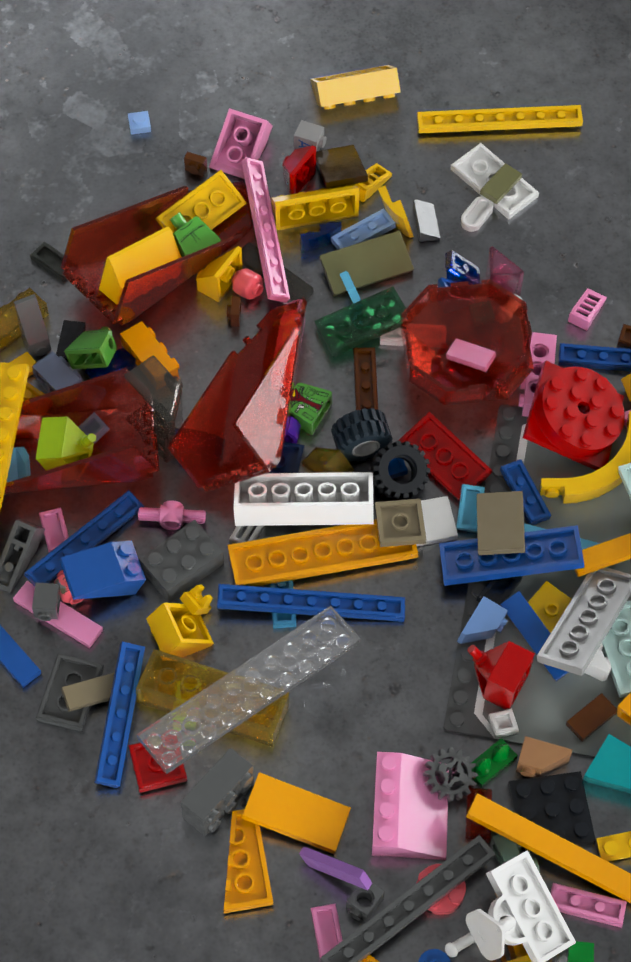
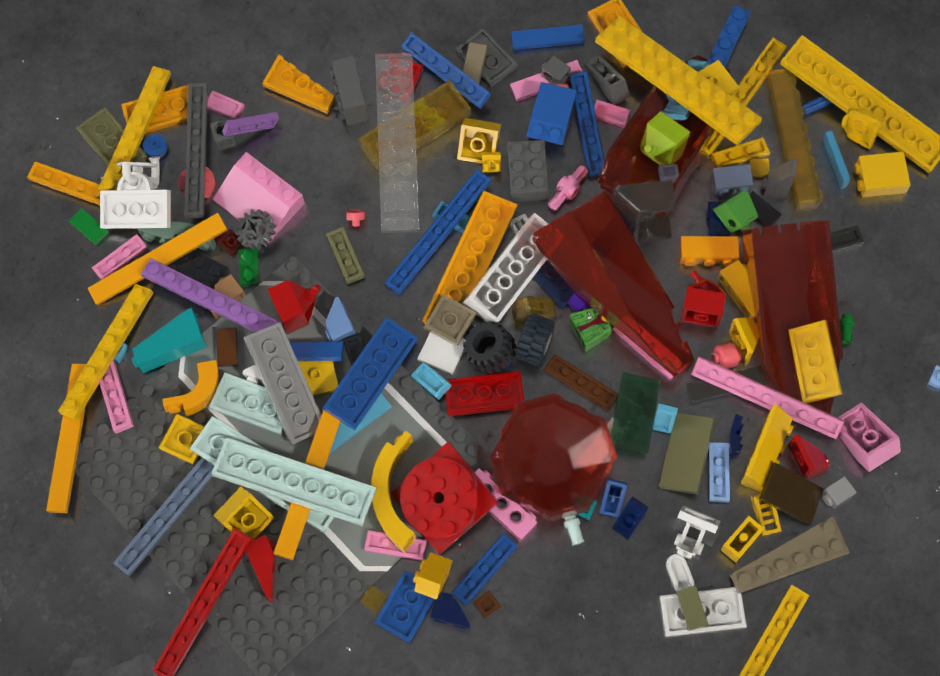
camera: 130 degrees right, 10 degrees up
(137, 259) = (781, 277): yellow slope -> none
(168, 311) = (736, 282): none -> yellow slope
(192, 235) = (790, 335): bright green torso -> none
(195, 164) = (867, 389): reddish brown plate -> none
(211, 324) = (703, 302): none -> red piece
(234, 311) = (707, 331): reddish brown plate -> none
(296, 813) = (305, 130): light orange tile -> none
(354, 693) = (355, 215): none -> coral tile
(356, 85) = (871, 566): yellow slope -> none
(377, 134) = (803, 552): none -> dark tan wing
(396, 212) = (715, 499): yellow slope -> none
(405, 674) = (345, 255): none -> olive plate
(411, 178) = (742, 539): none -> yellow brick
(425, 213) = (686, 545): none -> white tile
(471, 355) = (548, 464): bright pink tile -> none
(500, 523) = (398, 381): dark tan tile -> none
(503, 723) = (261, 291): white tile -> none
(504, 272) = (603, 537): clear pink slope -> none
(520, 480) = (415, 425): blue tile -> none
(561, 759) = (207, 297): none -> medium lavender plate
(581, 320) = (533, 572): bright pink slope -> none

